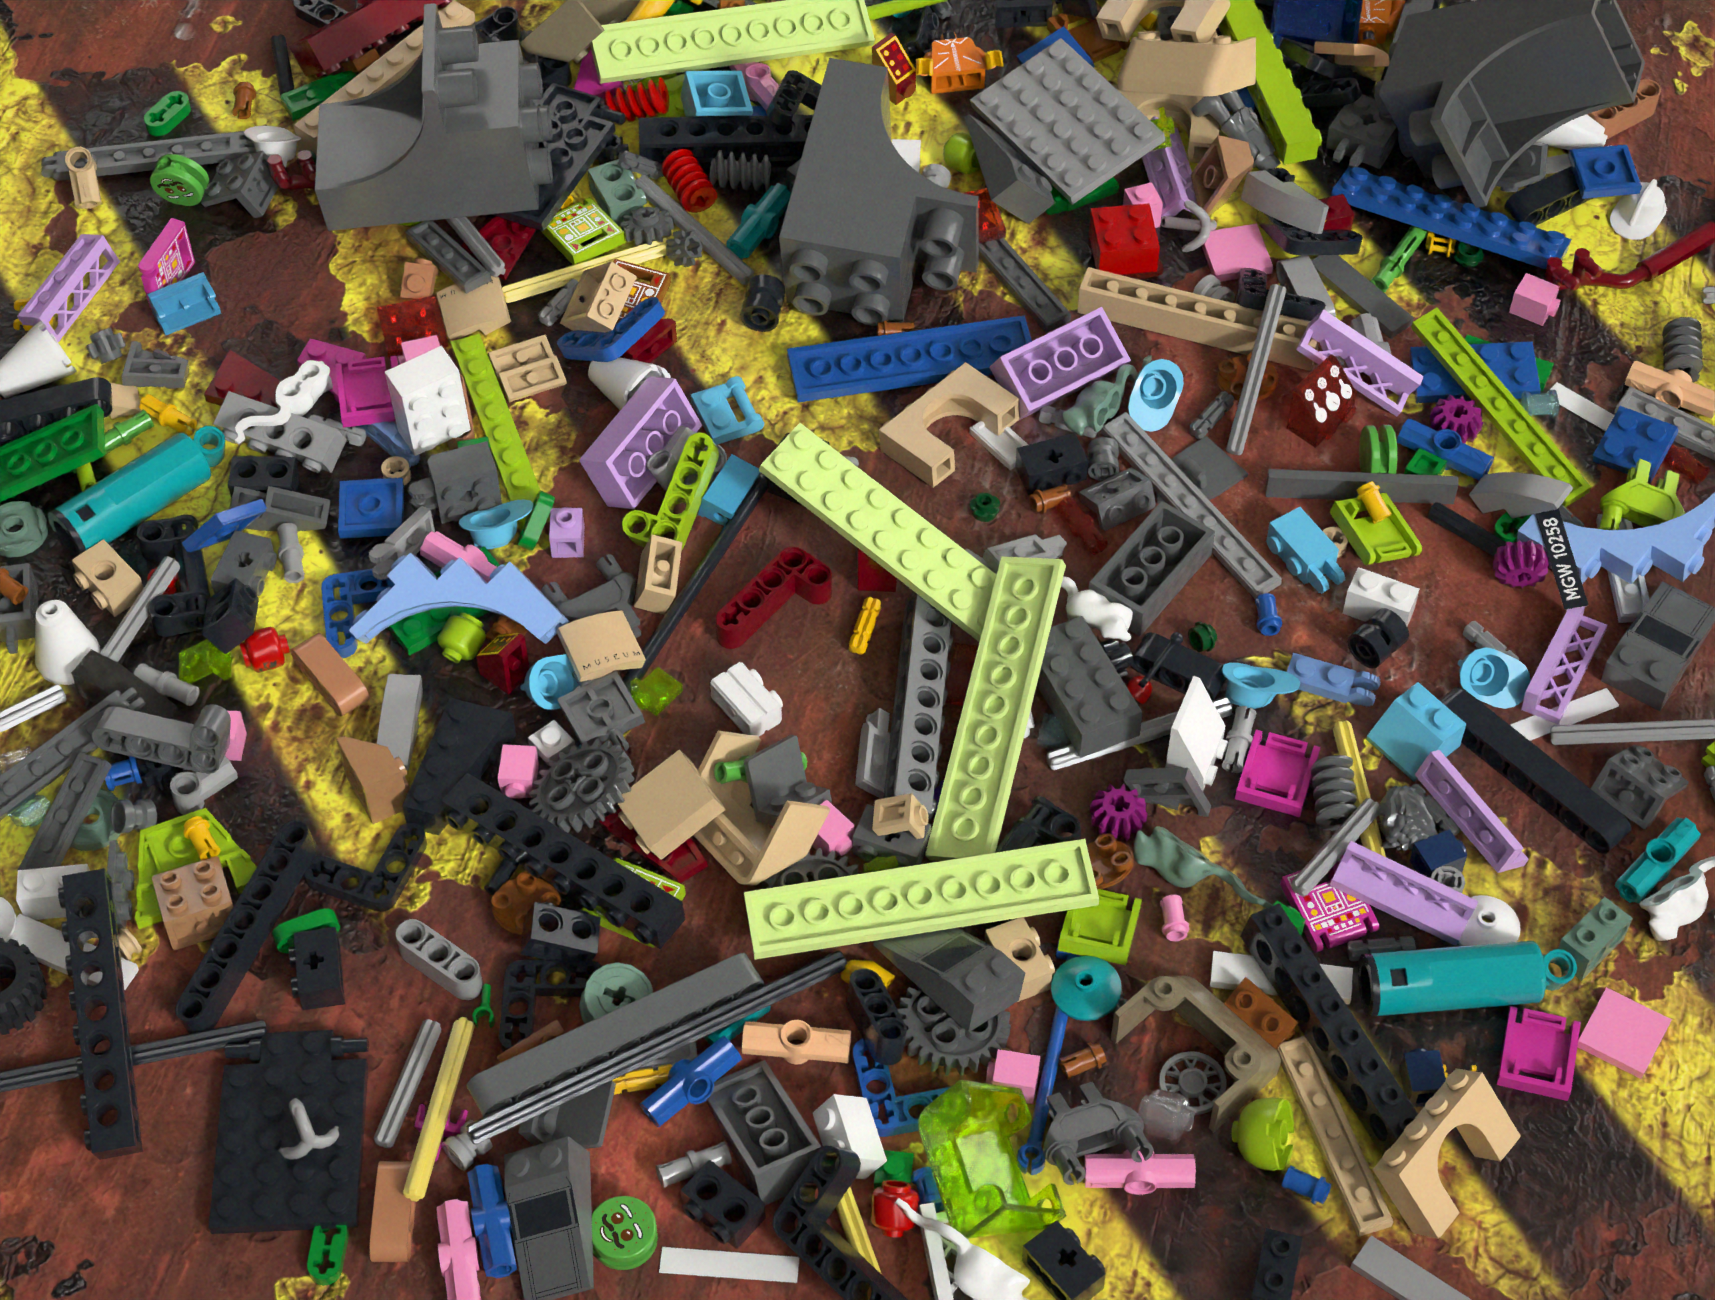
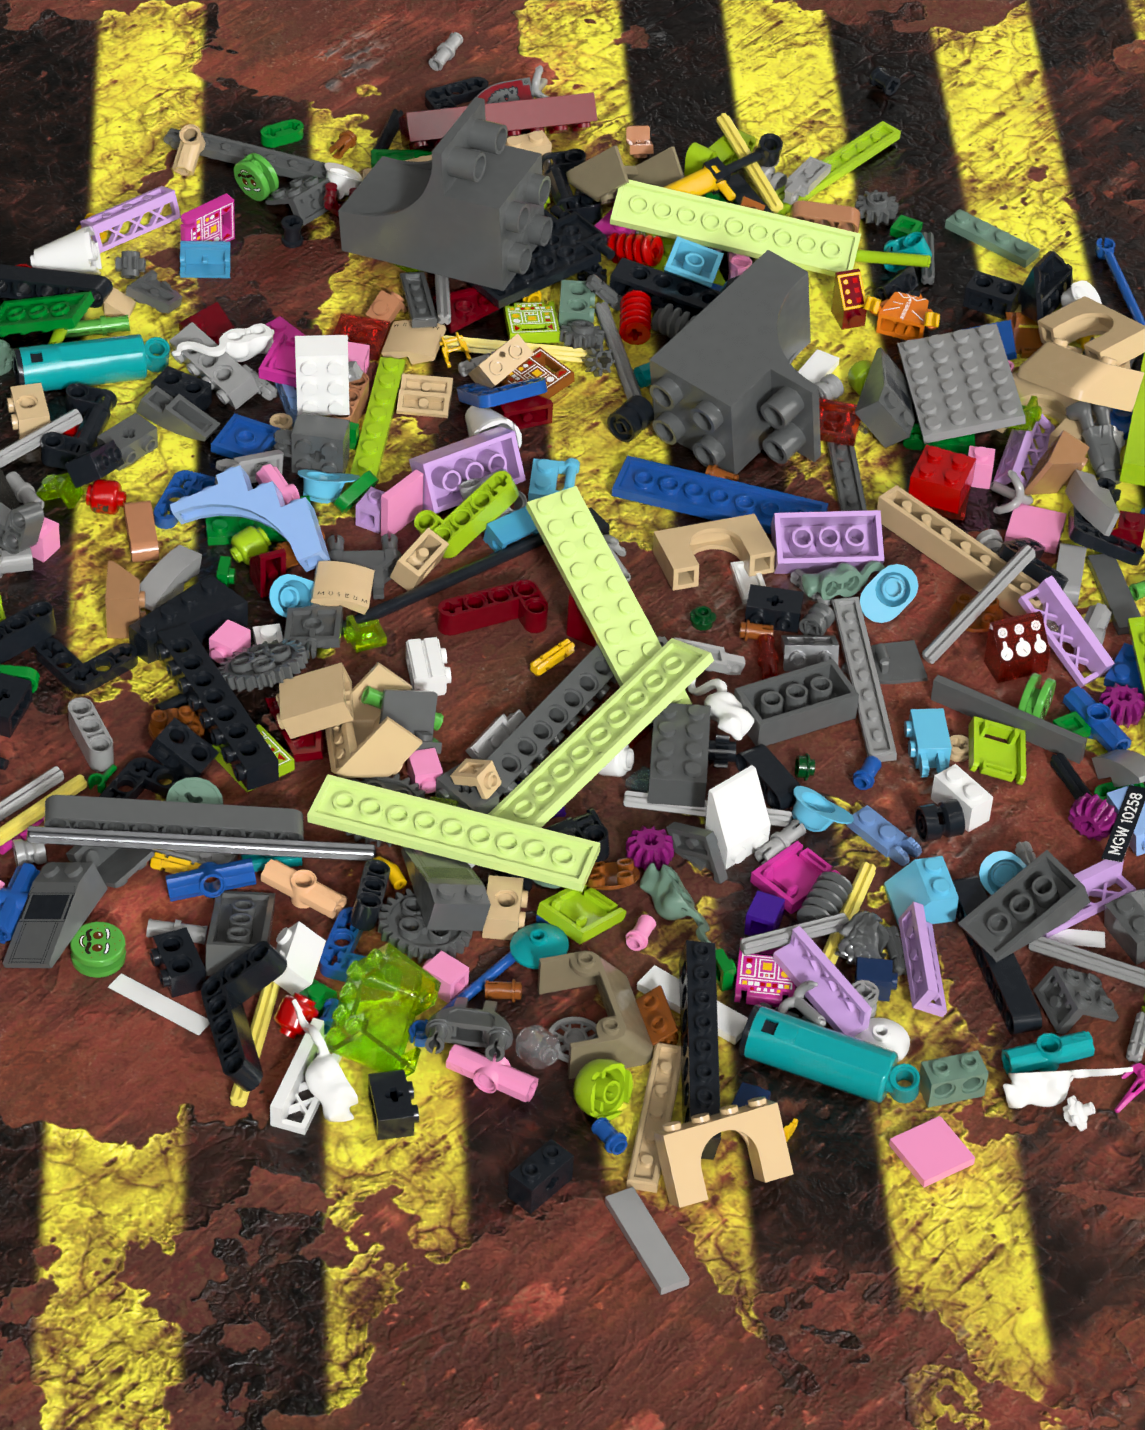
camera: 25 degrees right, 10 degrees down
(167, 414) = (142, 324): yellow axle -> none
(223, 524) = (126, 402): blue tile -> none
(257, 225) = (292, 231): none -> black bush
(290, 553) = (168, 446): light grey pin -> none
(458, 685) = (225, 573): none -> green plate
(531, 292) = (462, 345): none -> yellow piece
(597, 514) = (401, 503): none -> bright pink tile
(1140, 686) = (727, 773): hinge -> none
(1211, 415) = (926, 627): dark grey axle -> none
(1284, 836) = (764, 914): none -> dark purple brick
(1373, 502) = (1005, 728): yellow pin -> none
(1401, 929) = (802, 1005): none -> light grey piece
(1539, 1049) = (858, 1132): dark pink container -> none
(1542, 707) = (1026, 907): none -> dark grey slope

